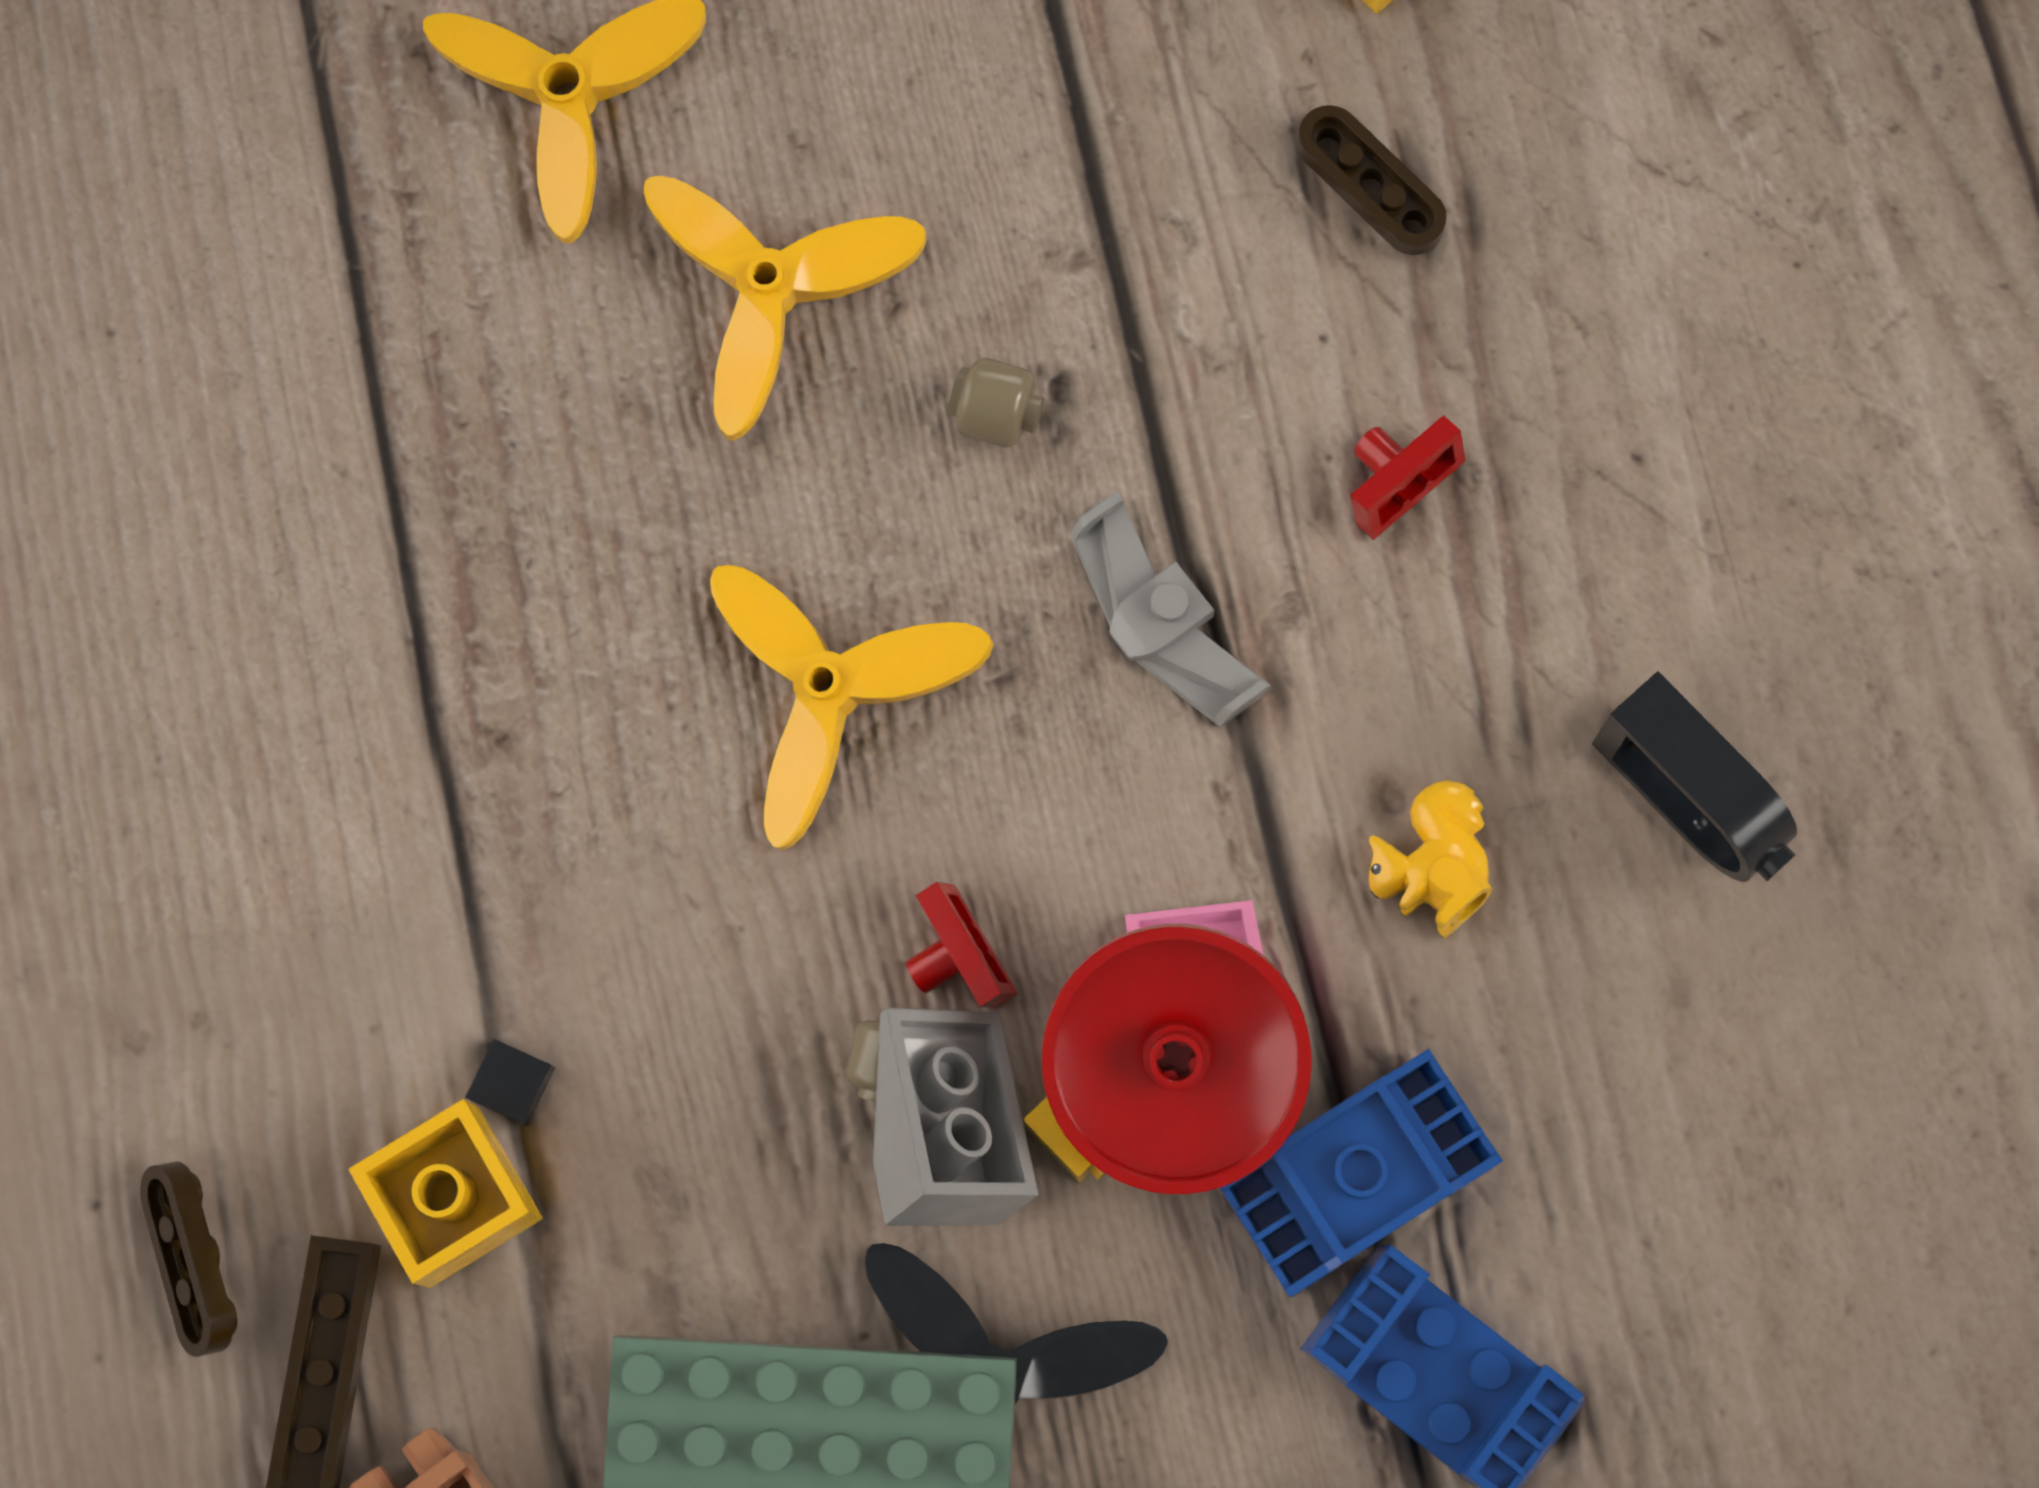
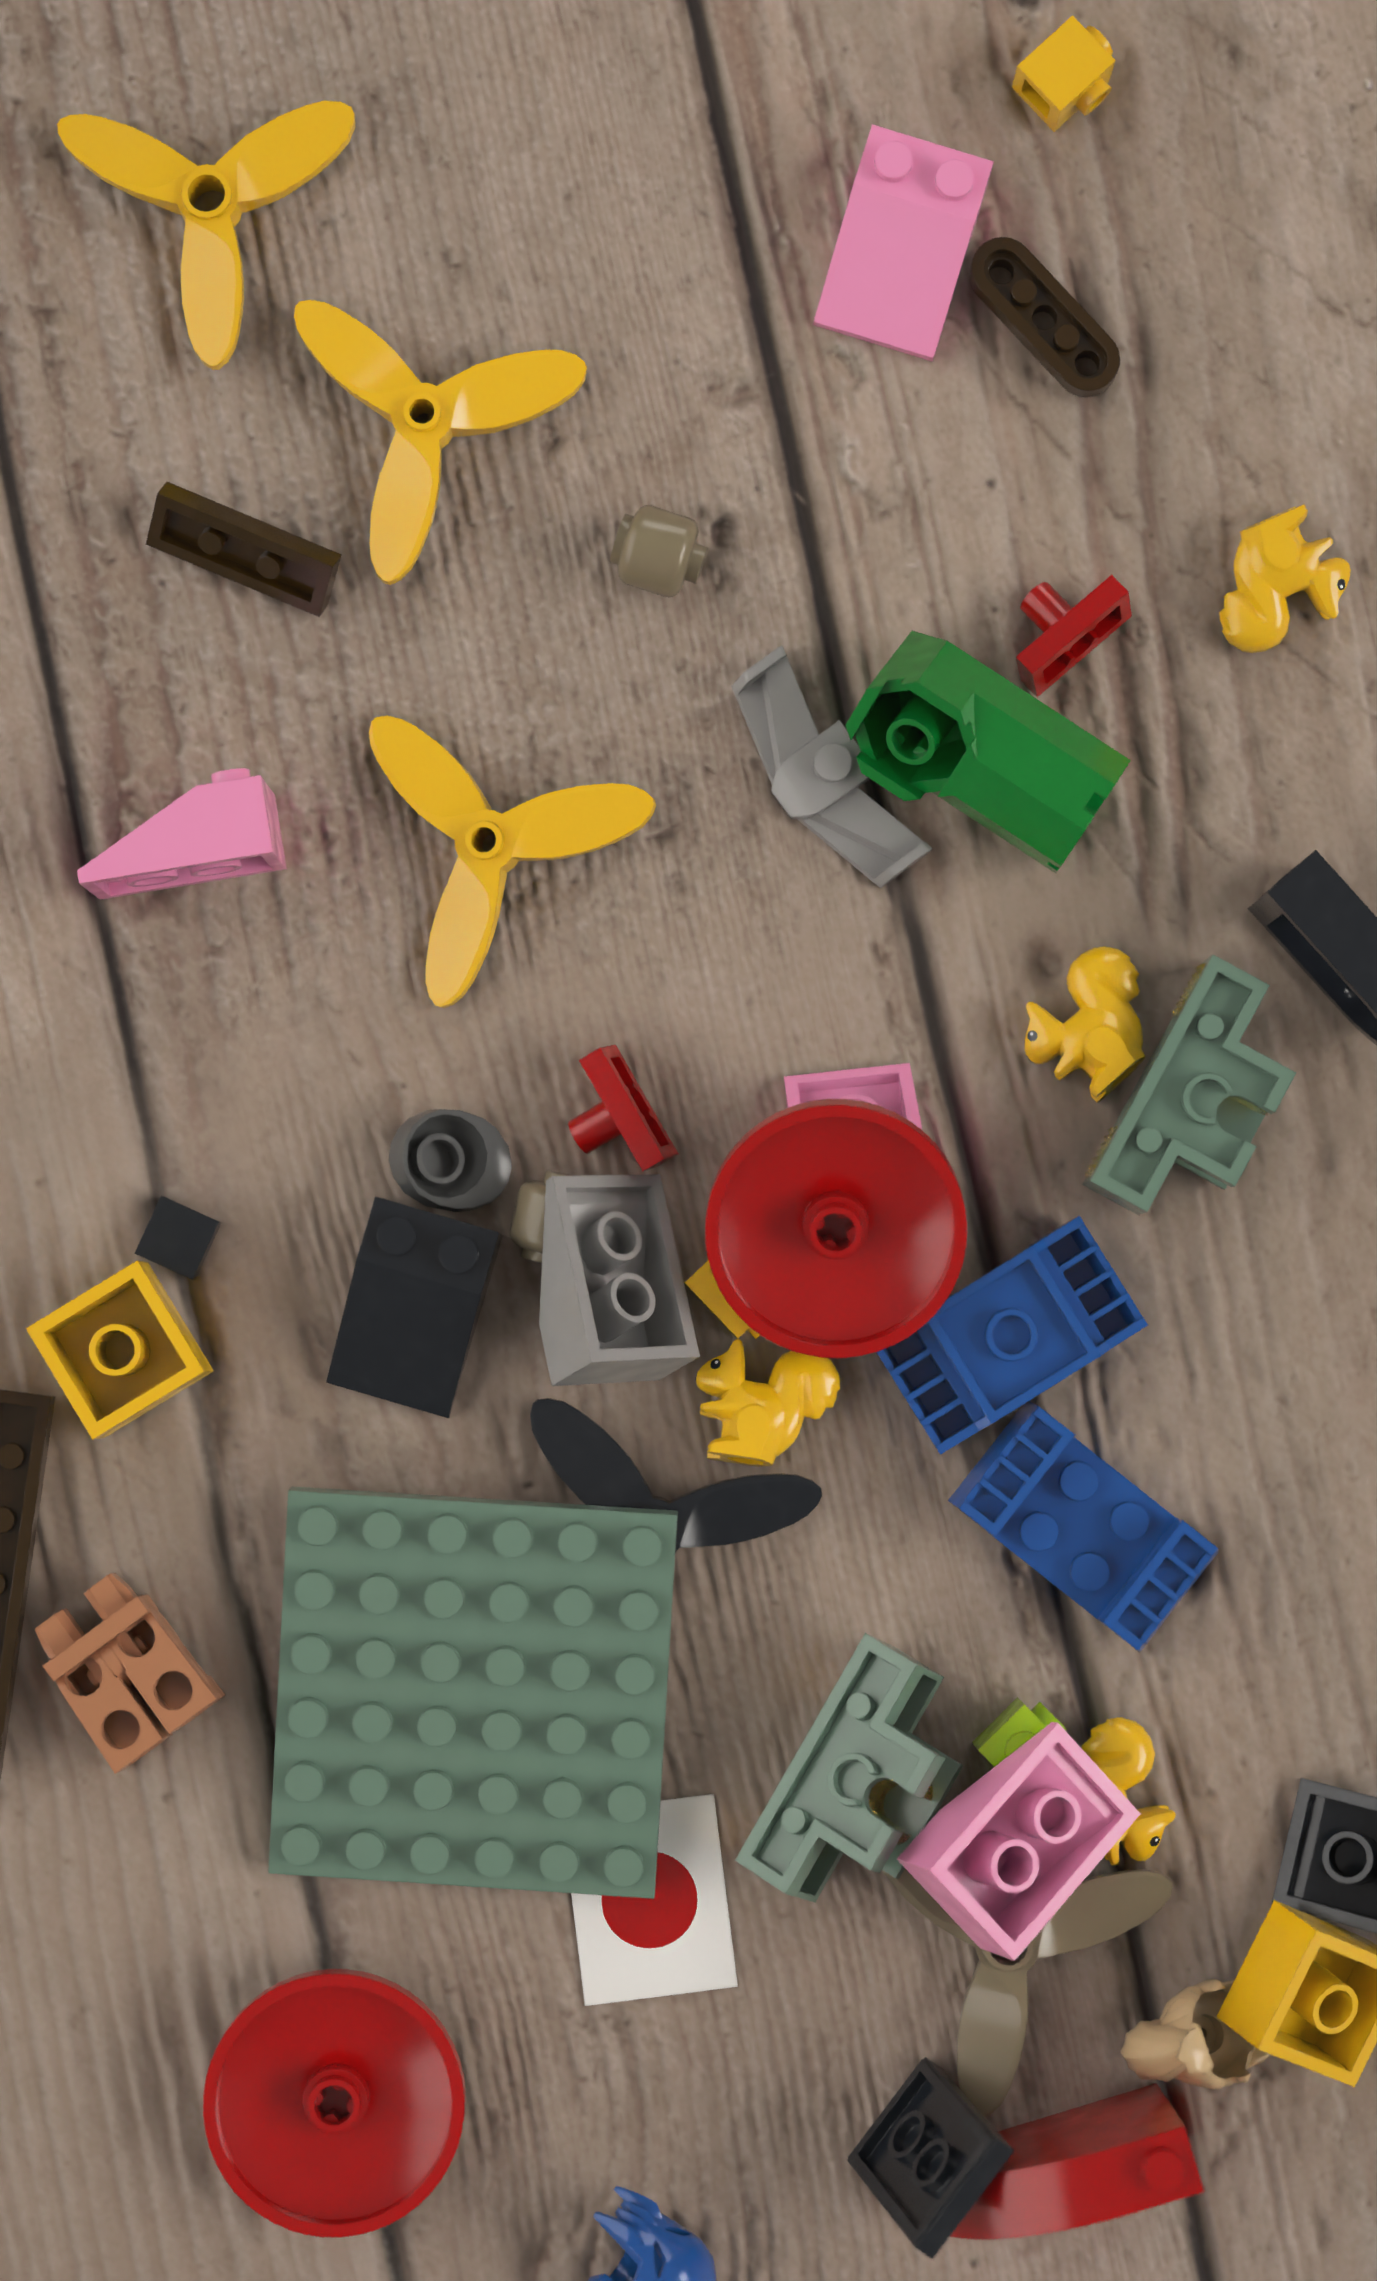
camera: 10 degrees left, 10 degrees up
(534, 682) = (199, 838): none -> bright pink slope
(590, 408) = (243, 549): none -> dark brown plate
(747, 1148) = (413, 1306): none -> black slope
(786, 1000) = (450, 1160): none -> dark grey hat
(1103, 1261) = (763, 1417): none -> yellow animal
(1232, 112) = (902, 242): none -> bright pink slope
(1320, 583) = (983, 747): none -> green brick
(1546, 927) = (1196, 1095): none -> sand green piece
(1599, 411) = (1267, 569): none -> yellow animal

